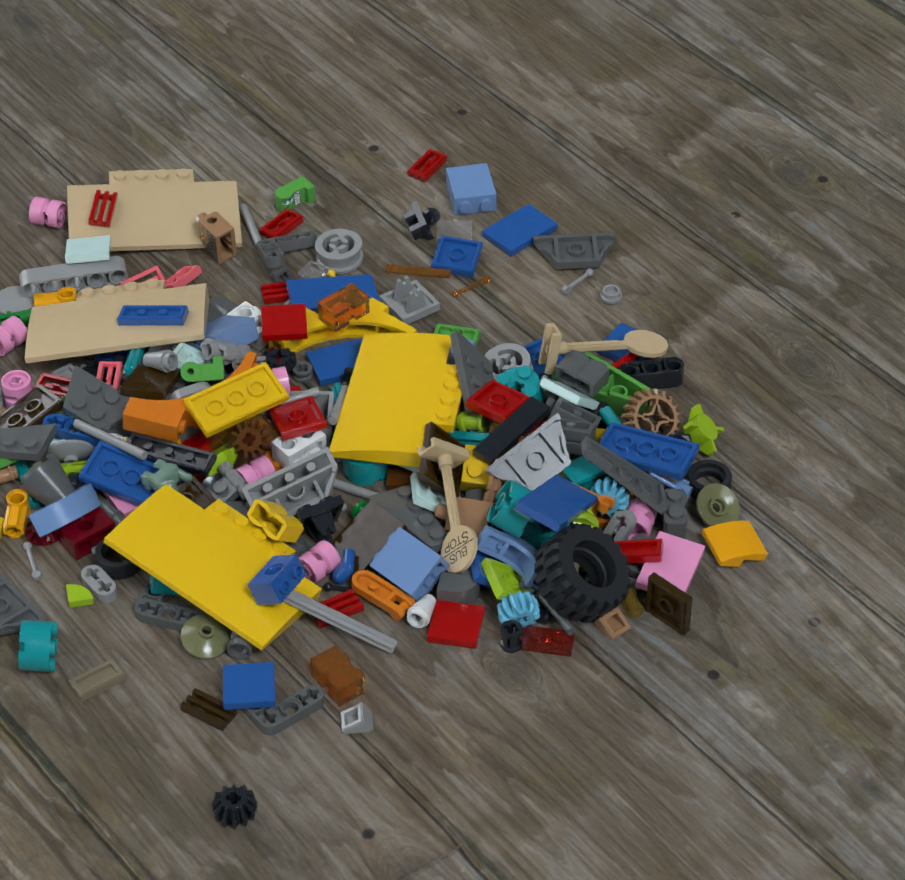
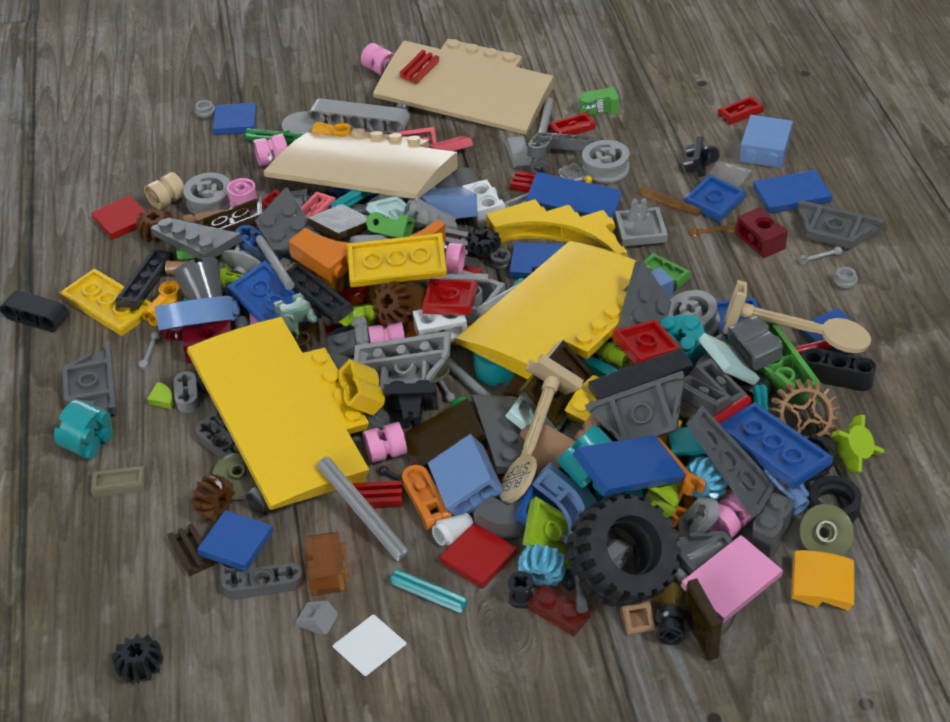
camera: 30 degrees right, 0 degrees up
(88, 249) = (382, 96): light aqua tile -> none
(152, 315) = (387, 165): blue tile -> none
(162, 360) = (359, 205): light grey cone -> none
(202, 658) = (212, 496): none -> reddish brown gear
(217, 236) = (499, 109): medium nougat torso -> none
(248, 265) = (517, 151): none -> light grey tile
(277, 579) = (317, 444): blue brick -> none
(284, 322) = (505, 207): red tile -> none
(343, 306) = (566, 209): clear orange brick -> none
(345, 568) = (408, 456): blue arm -> none
(414, 724) = (369, 645): none -> white sticker
(435, 665) = (429, 590): none -> teal axle
(518, 276) = (761, 232): none -> dark red brick
(601, 430) = (732, 409): none -> red bar
(642, 550) = (705, 549): red tile -> none
(643, 619) = (670, 624): none -> black wheel

